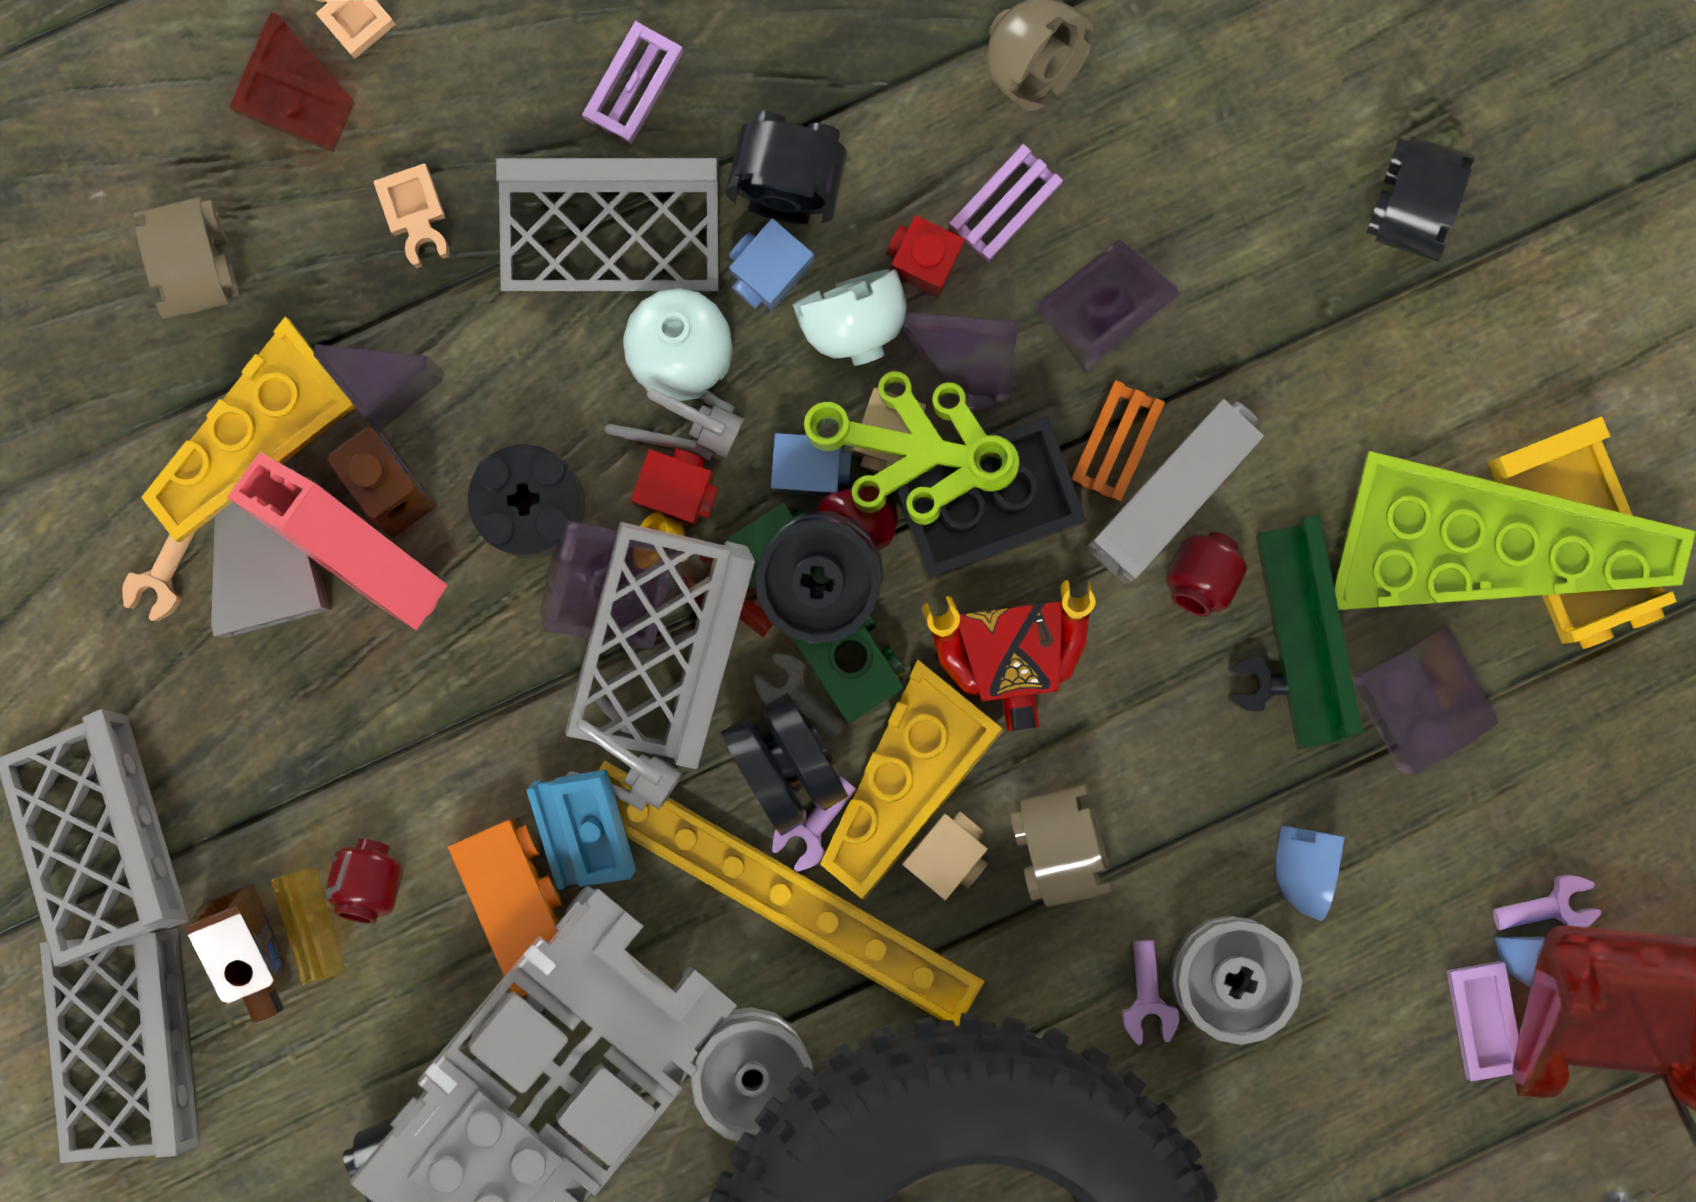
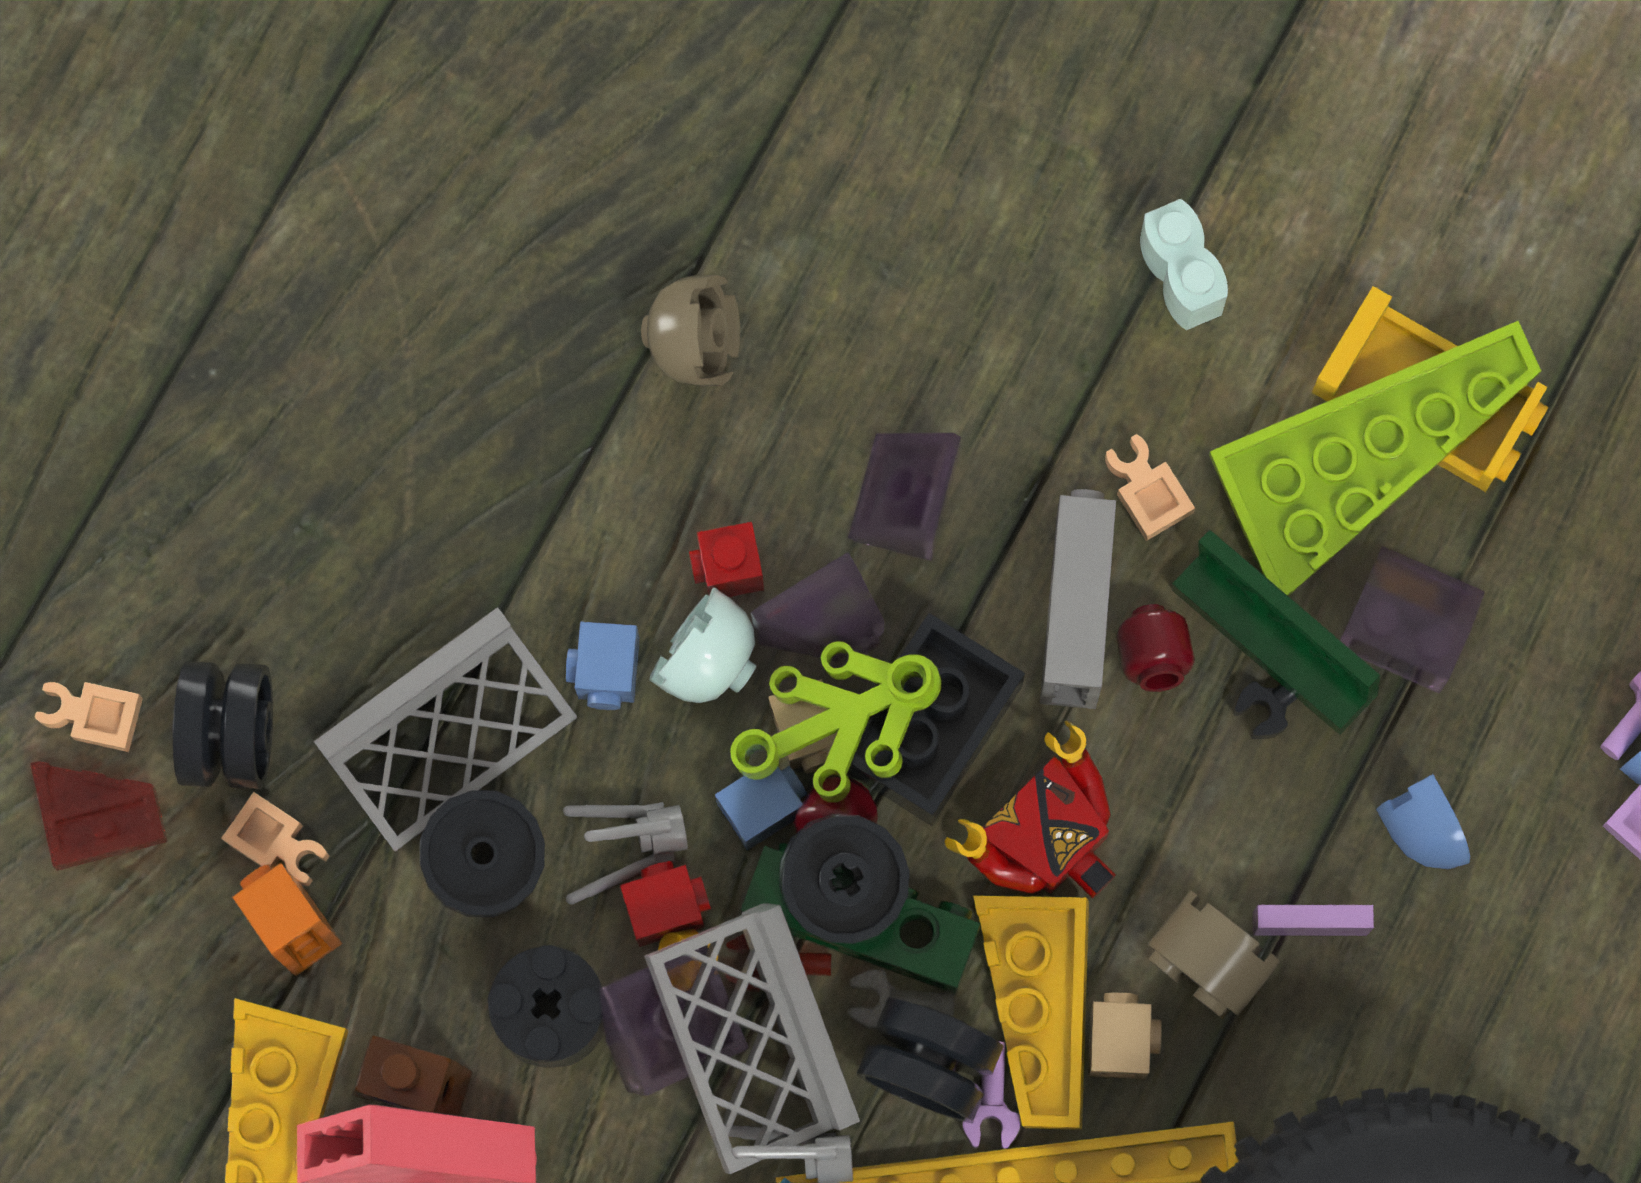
camera: 35 degrees left, 10 degrees down
(183, 257) = (108, 1016): dark tan brick -> none
(369, 283) = (285, 918): none -> orange brick
(379, 381) = (351, 993): clear purple slope -> none
(434, 93) = (223, 725): none -> black wheel
(528, 342) = (512, 837): none -> black wheel
(656, 43) = (384, 647): lavender tile -> none
(678, 343) = (577, 783): light aqua cylinder -> none
(787, 168) = (562, 573): black brick -> none
(1036, 170) = (766, 427): lavender tile -> none
(1136, 399) = (989, 551): orange tile -> none
(1148, 996) = (1378, 1032): lavender bar -> none
(1164, 876) = (1313, 920): none -> lavender tile
(1267, 988) = (1460, 935): light grey wheel -> none
(1297, 451) = (1152, 495): none -> light nougat plate
(1424, 197) = (1096, 220): black brick -> none
(1465, 275) = (1176, 254): none -> light aqua brick

